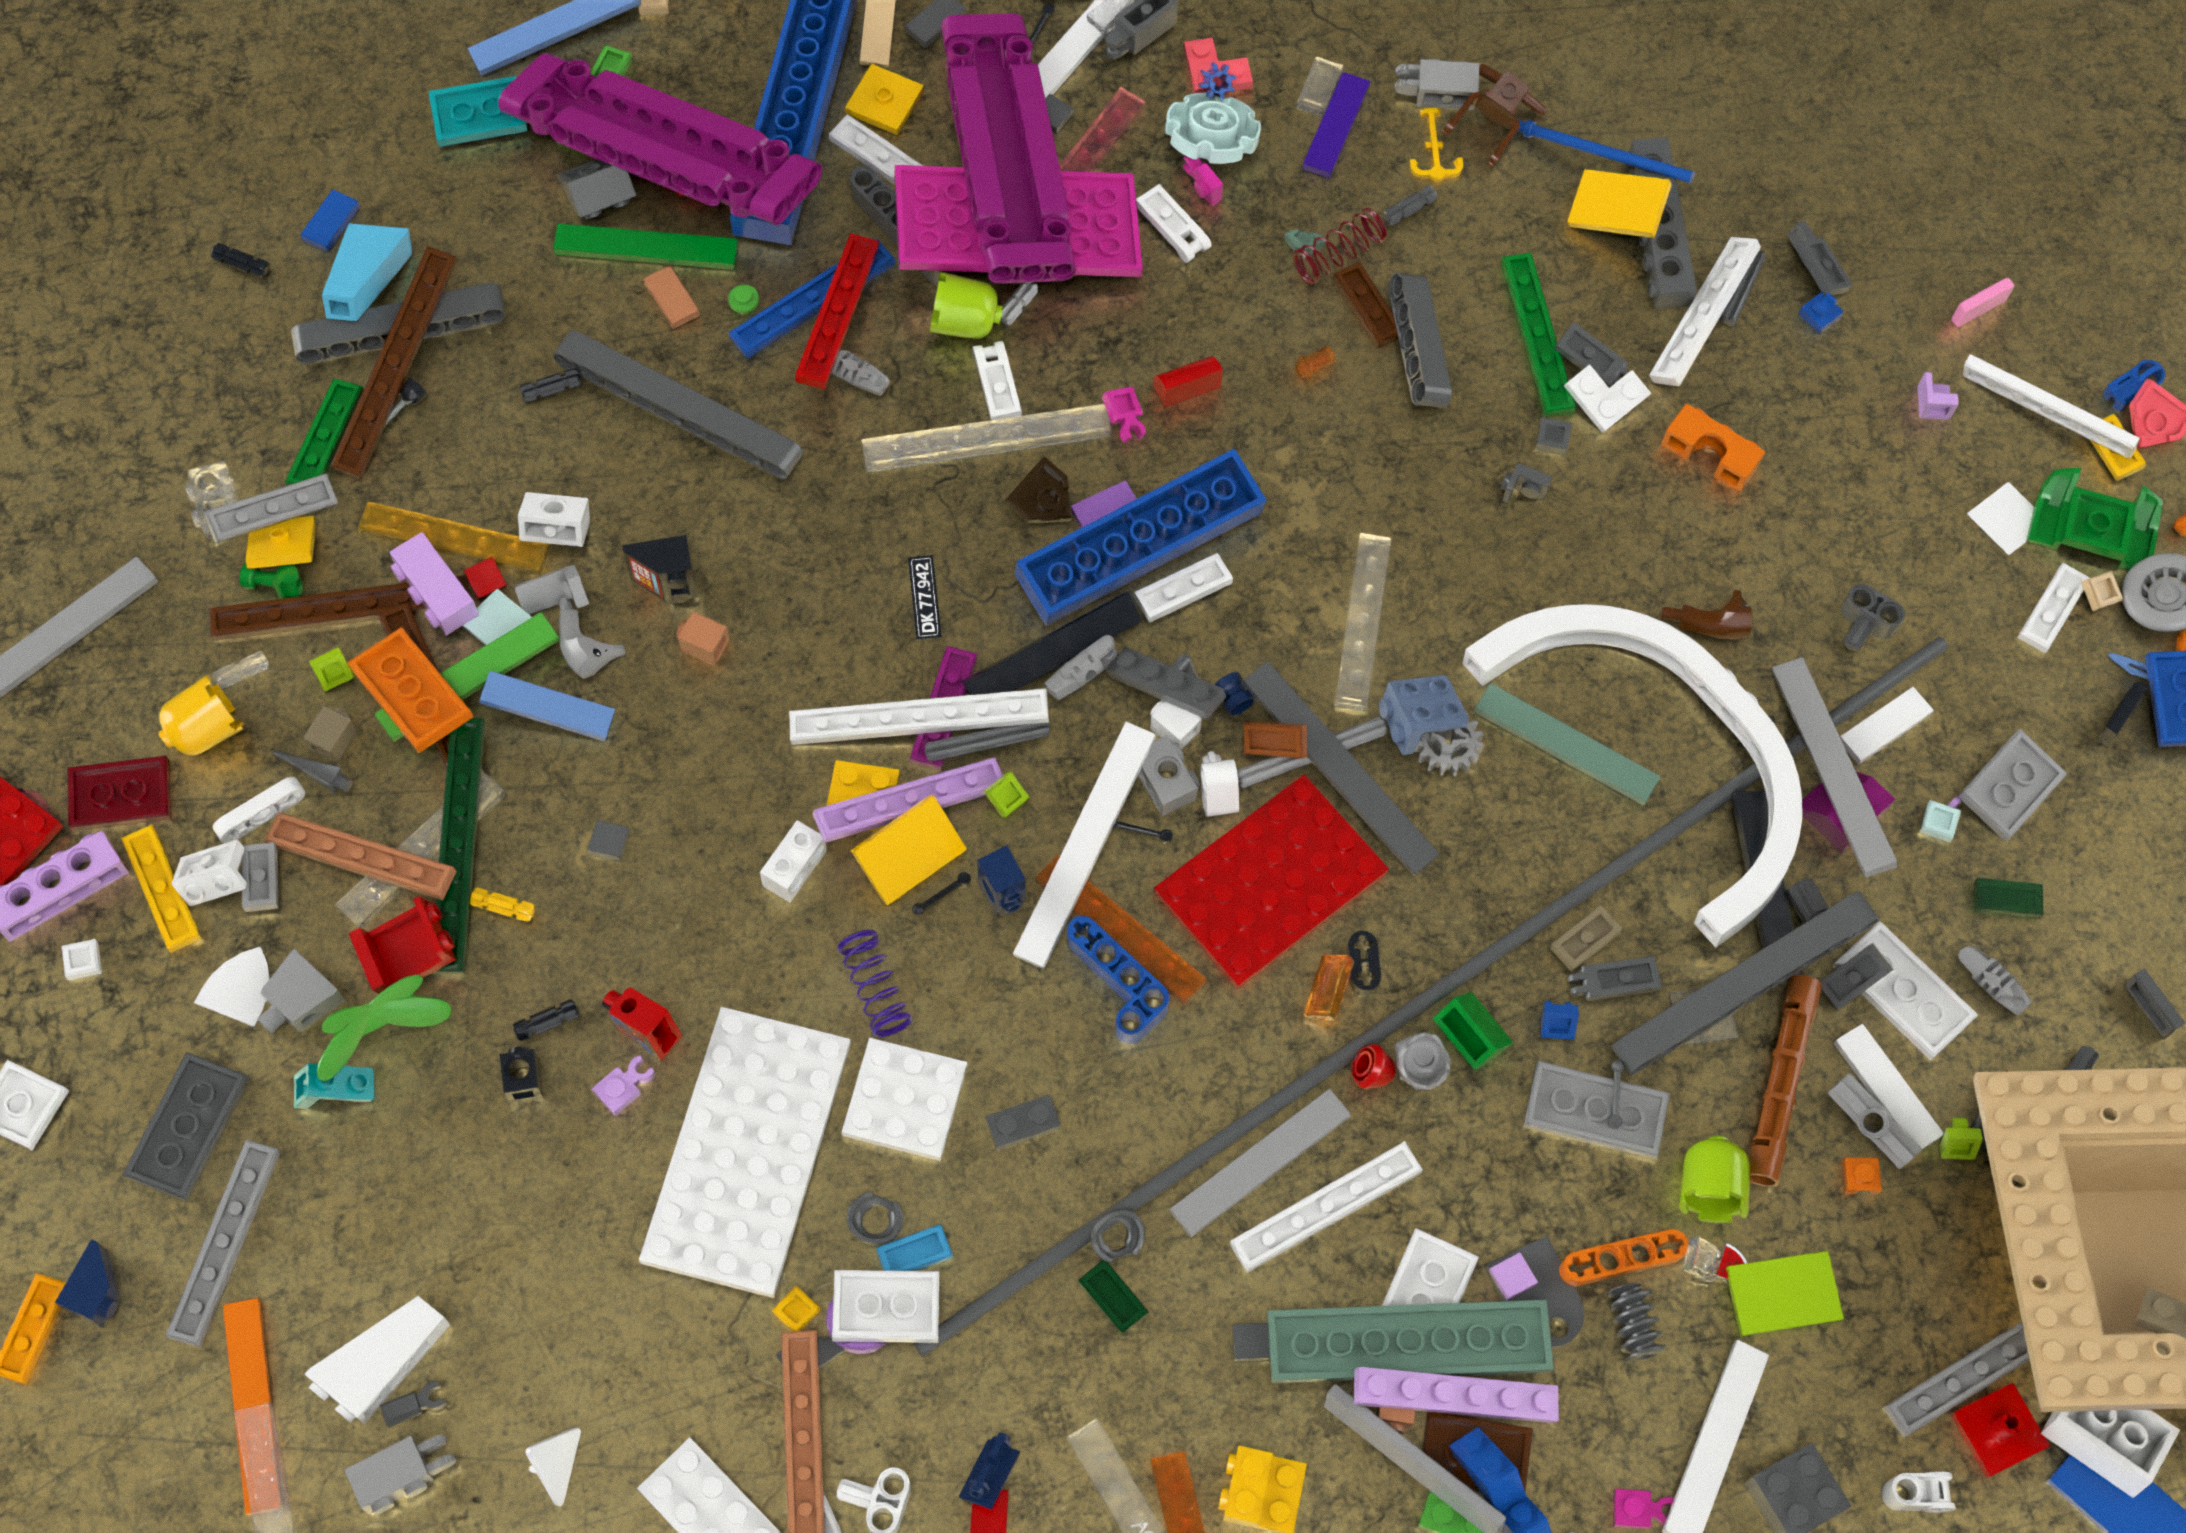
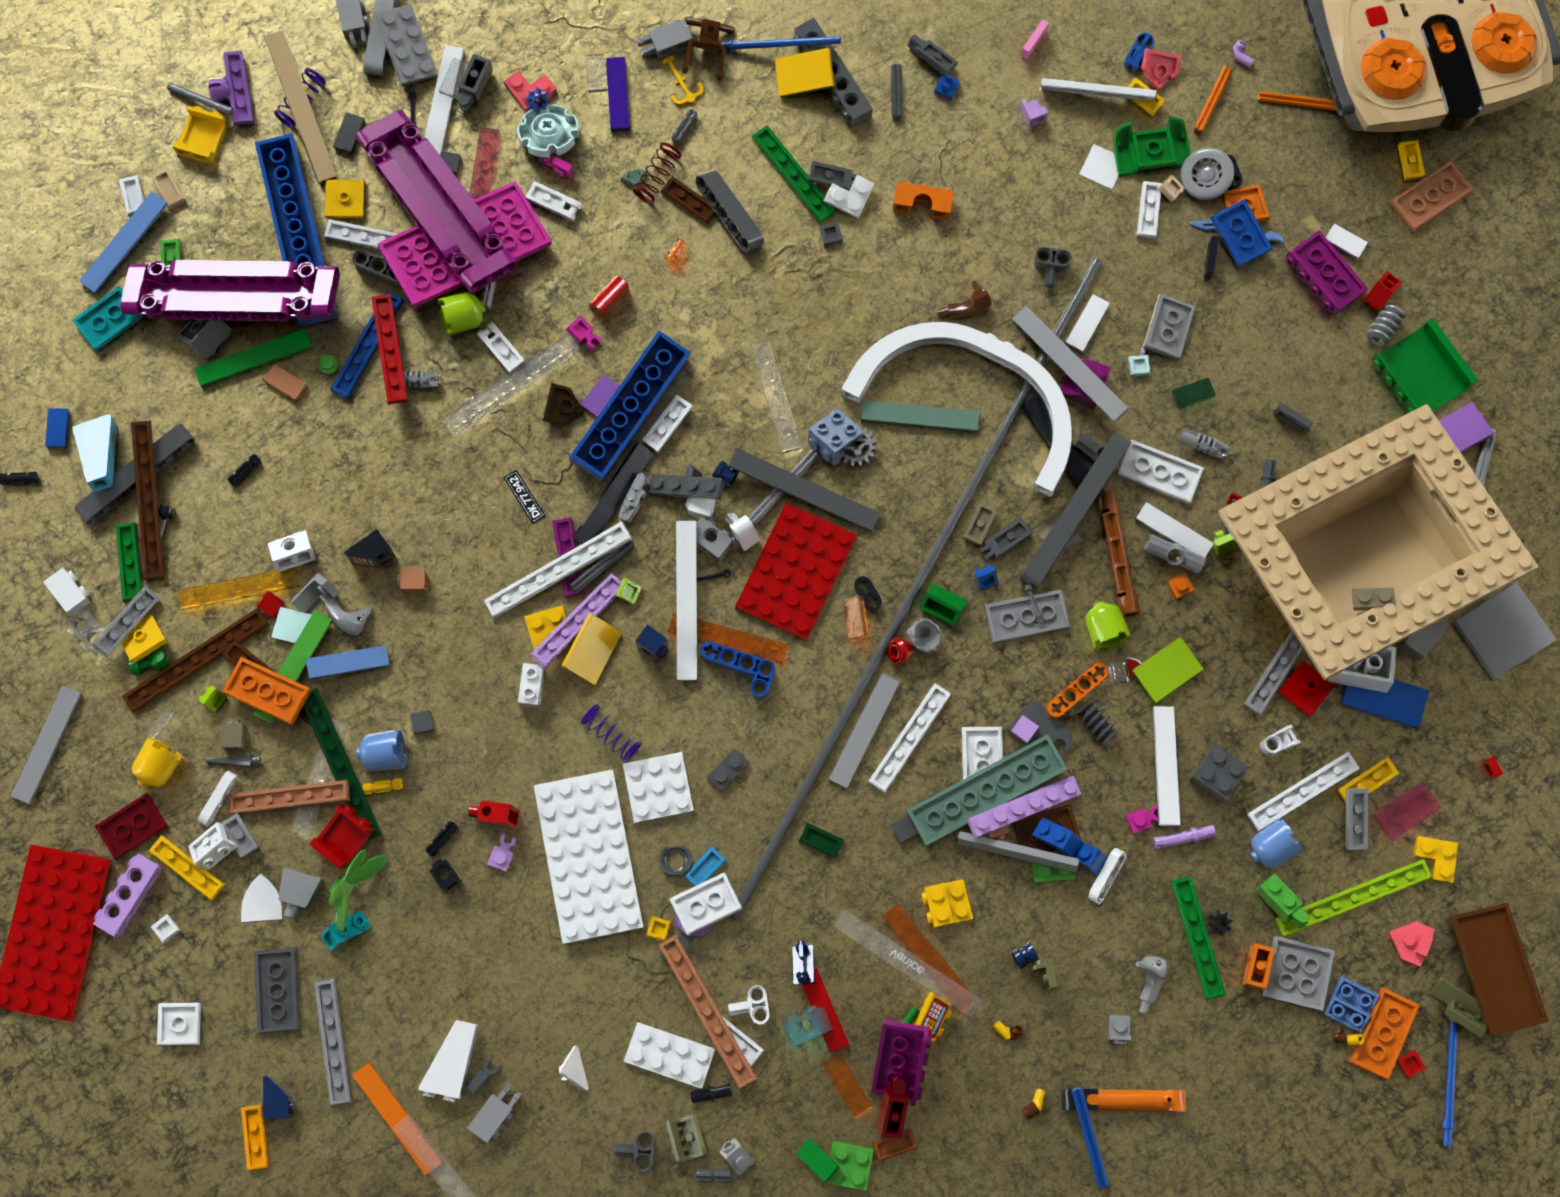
camera: 25 degrees left, 10 degrees up
(217, 432) = (67, 591): none -> white brick
(432, 584) = (244, 623): lavender brick -> none
(529, 852) = (382, 751): none -> medium blue cylinder
(678, 404) = (324, 447): dark grey beam -> none
(963, 880) = (628, 650): black hinge -> none
(1133, 1241) = (817, 803): dark grey piece -> none
(1275, 739) = (761, 490): dark orange tile -> none
(1527, 481) = (829, 269): dark grey bracket -> none
(1705, 311) = (882, 117): white plate -> none
(1855, 976) = (1132, 478): dark grey plate -> none

